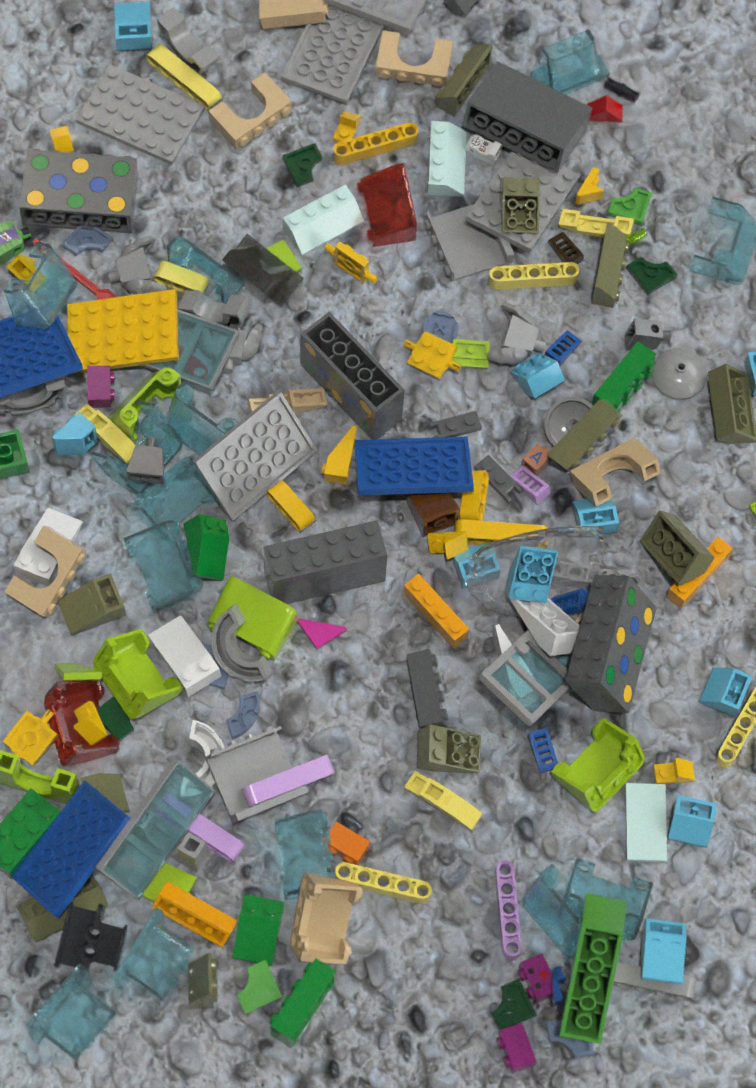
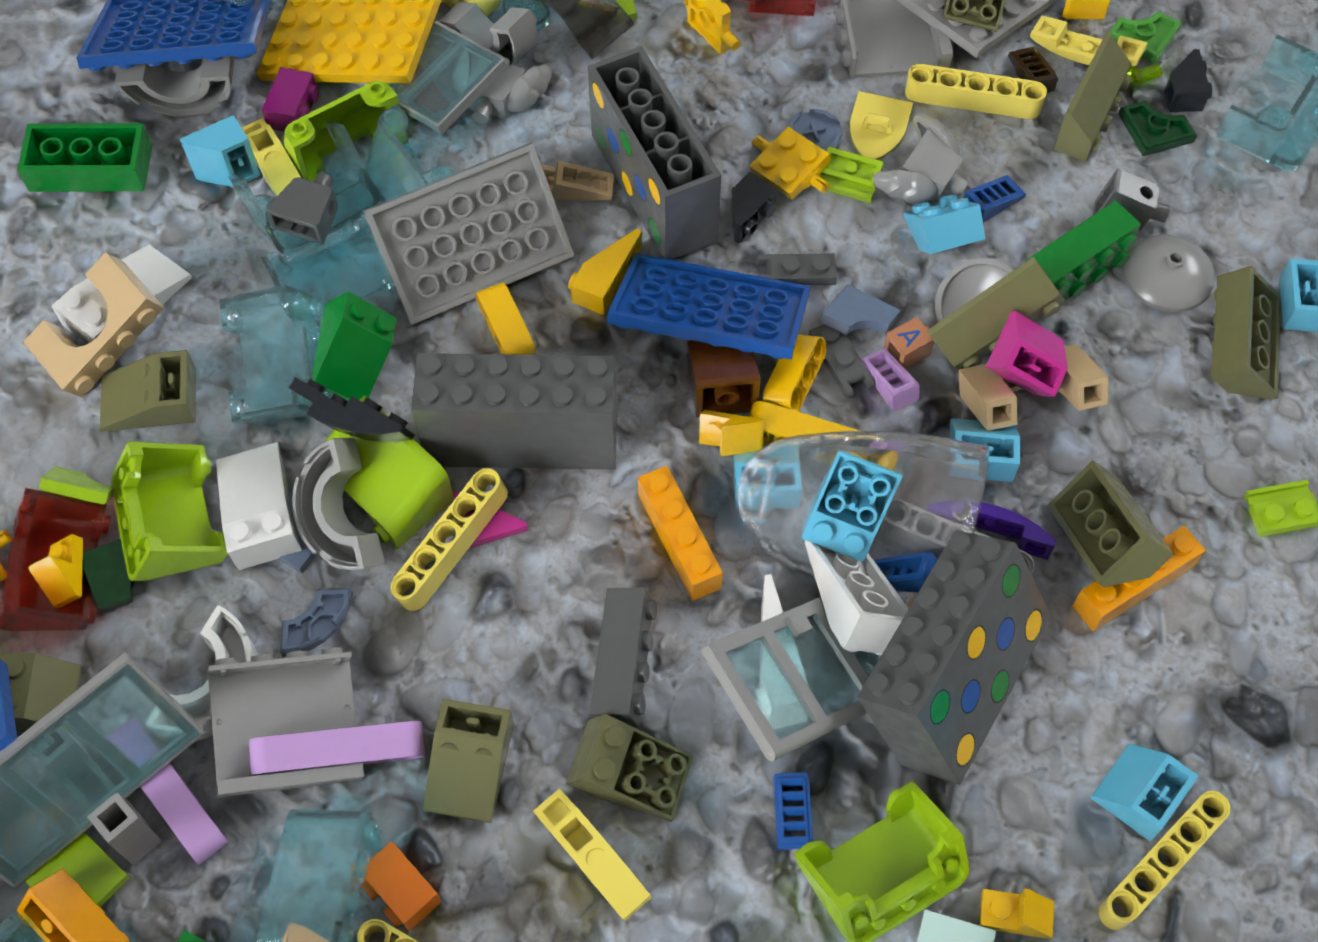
camera: 20 degrees right, 5 degrees down
(237, 593) = (352, 416): none -> black slope
(307, 639) = (448, 554): none -> light yellow beam
(360, 769) = (467, 760): none -> olive slope
(416, 388) = (750, 204): none -> black slope
(478, 312) = (878, 124): none -> light yellow shield
(501, 445) = (858, 310): none -> sand blue tile
(610, 455) = (1029, 356): none -> dark pink slope
(634, 563) = (1008, 523): none -> dark purple slope
(664, 240) = (1188, 85): none -> black slope

